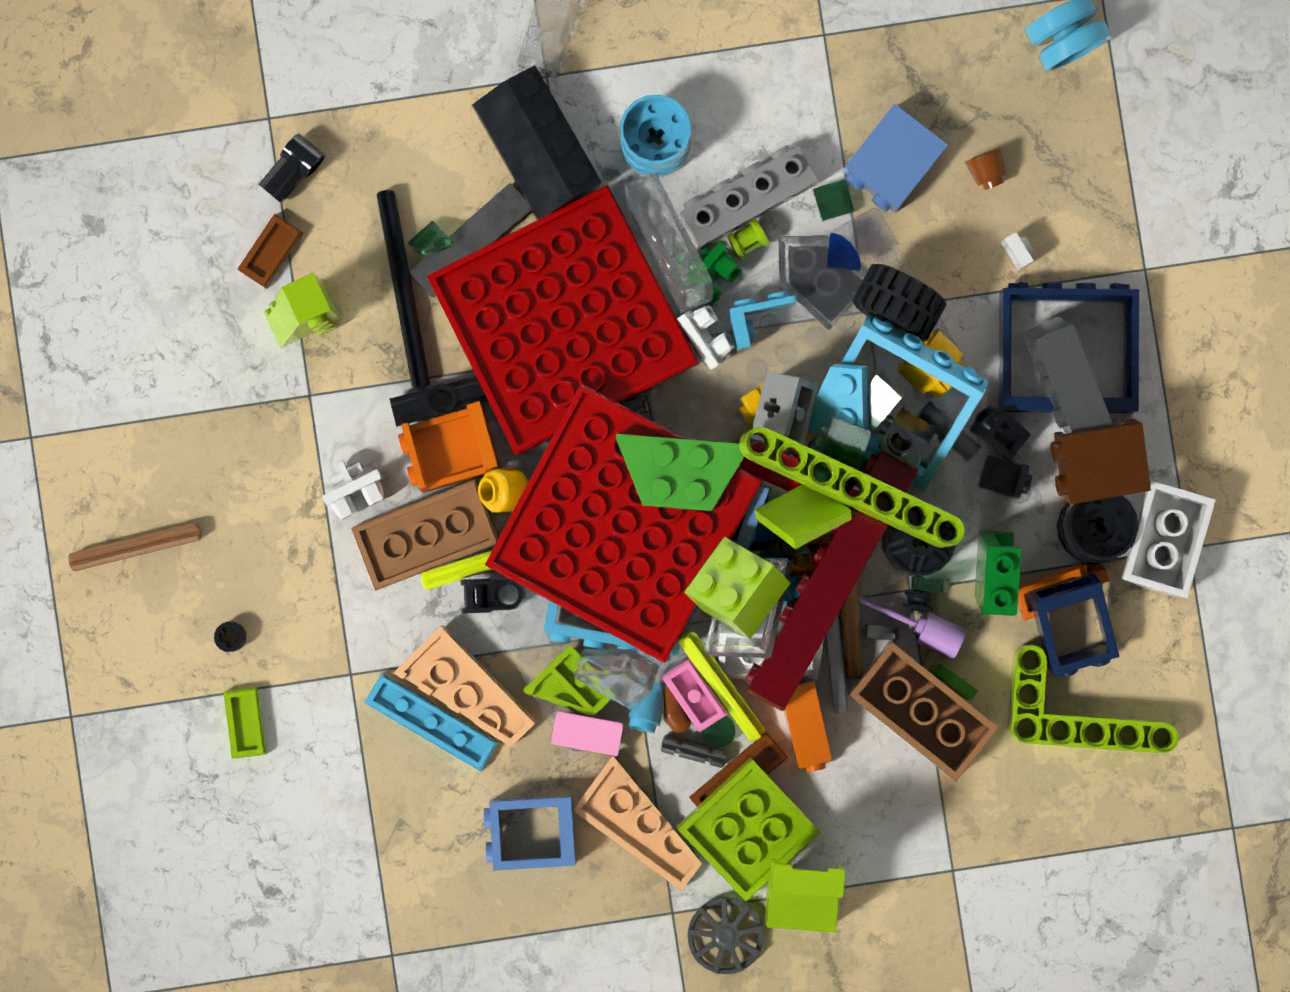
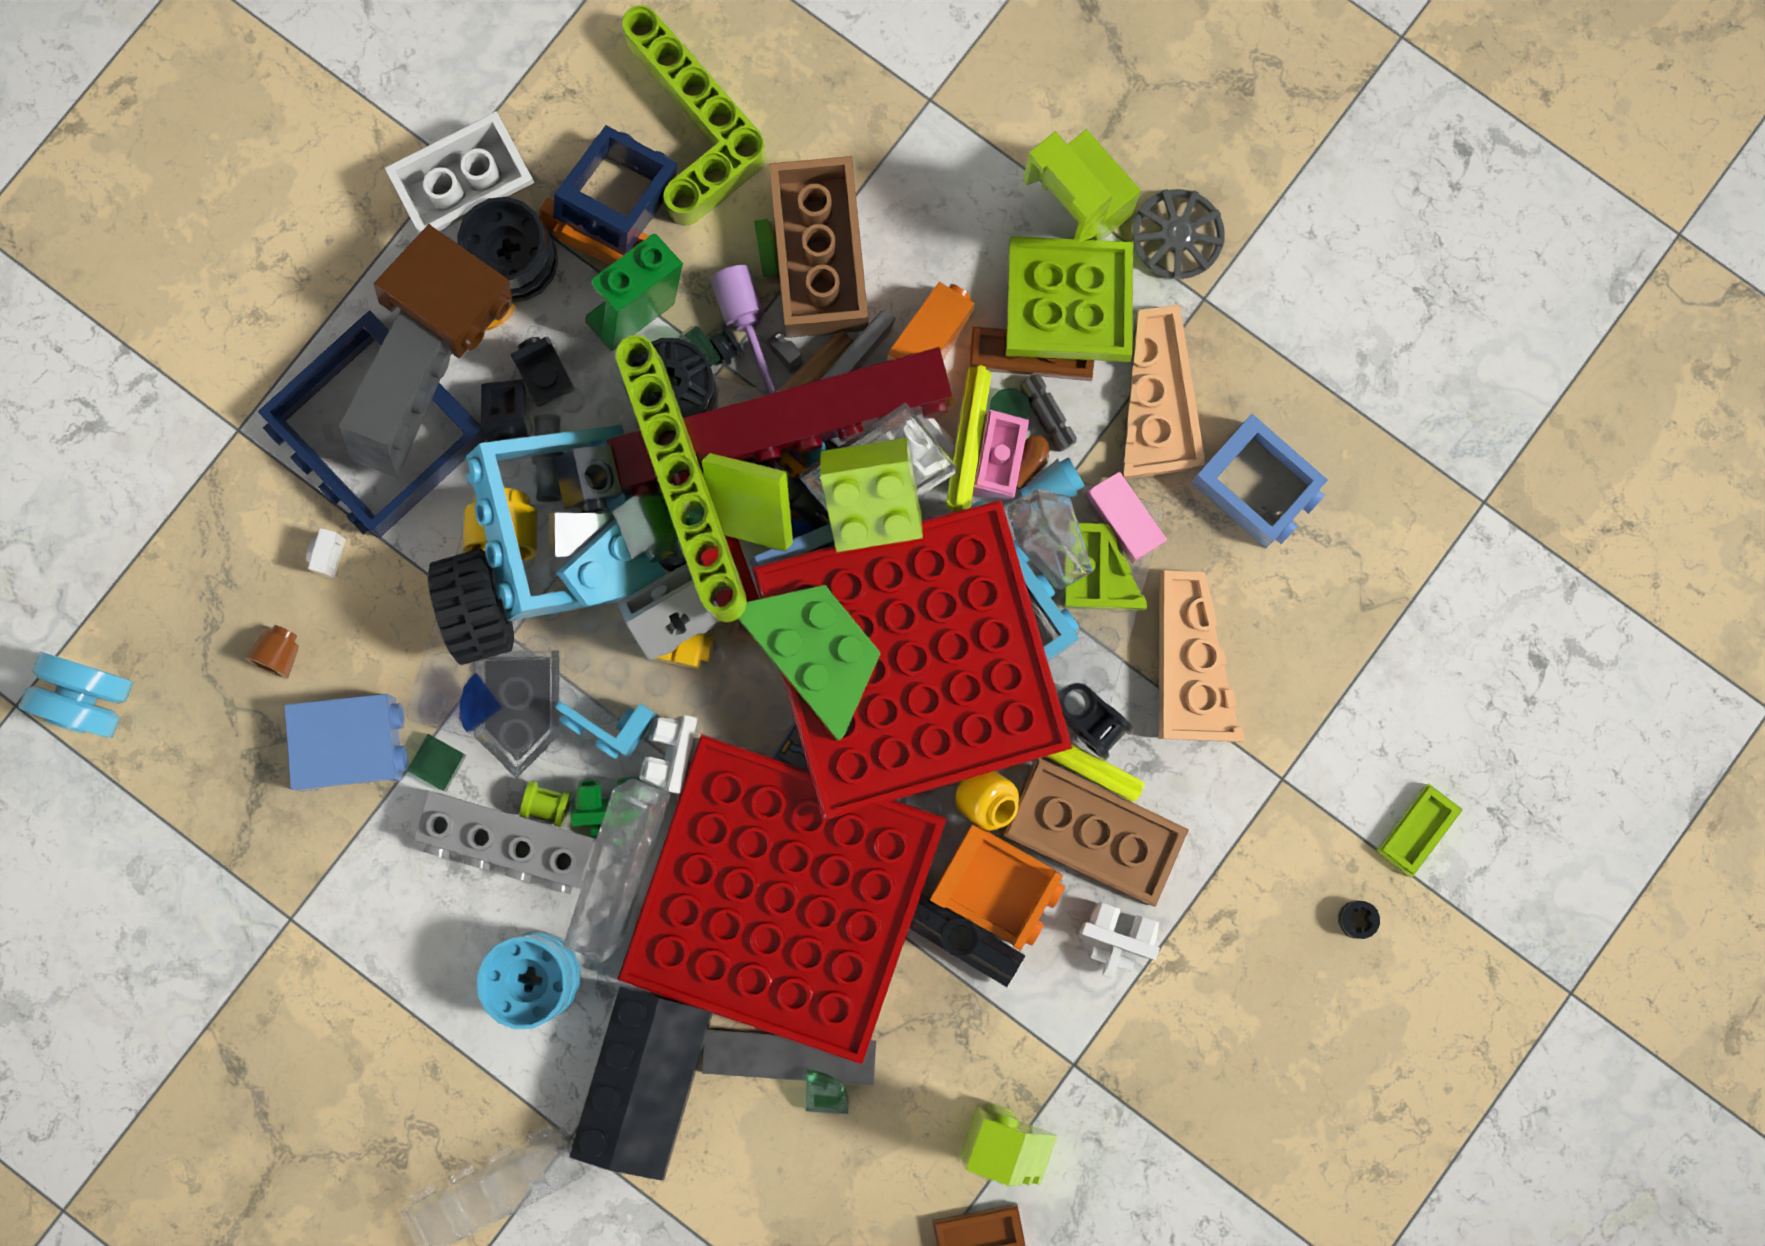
camera: 140 degrees left, 5 degrees down
(134, 546) = (1367, 1088): medium nougat axle -> none
(403, 288) = (893, 1076): black axle -> none
(431, 722) = (1252, 665): medium azure tile -> none

